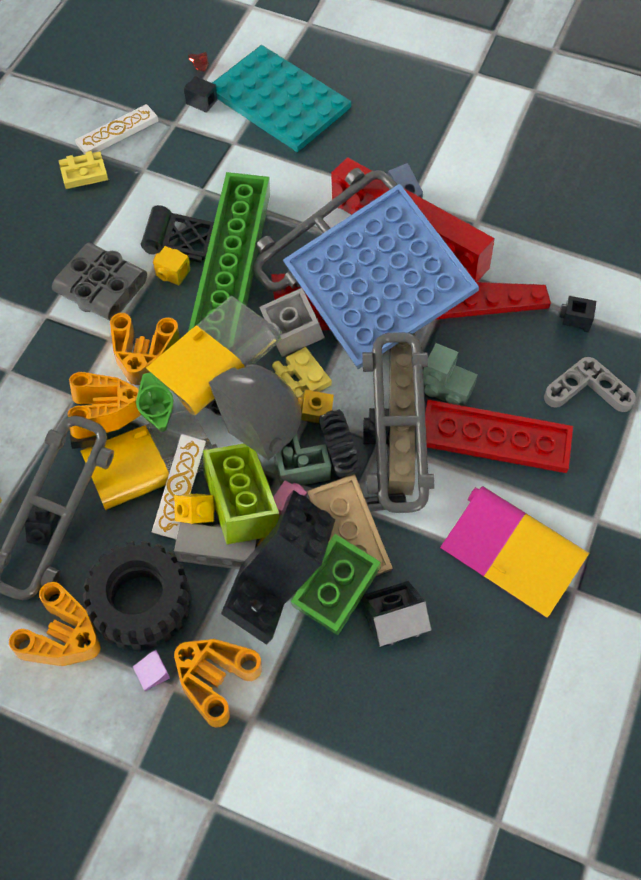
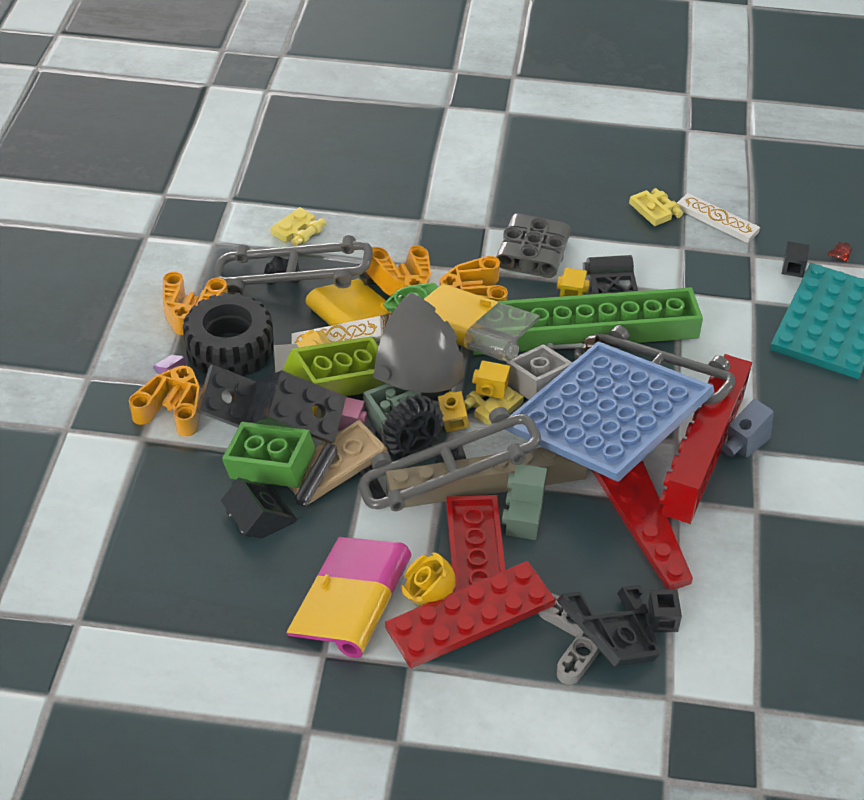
camera: 75 degrees right, 15 degrees down
(272, 270) = (586, 344): none -> hinge
(291, 361) = (491, 379): none -> yellow brick
(371, 546) = (316, 474): none -> black axle
(526, 489) = (429, 580): none -> yellow cylinder
(566, 456) = (469, 614): none -> red plate
(603, 347) = (620, 636): none -> black wing

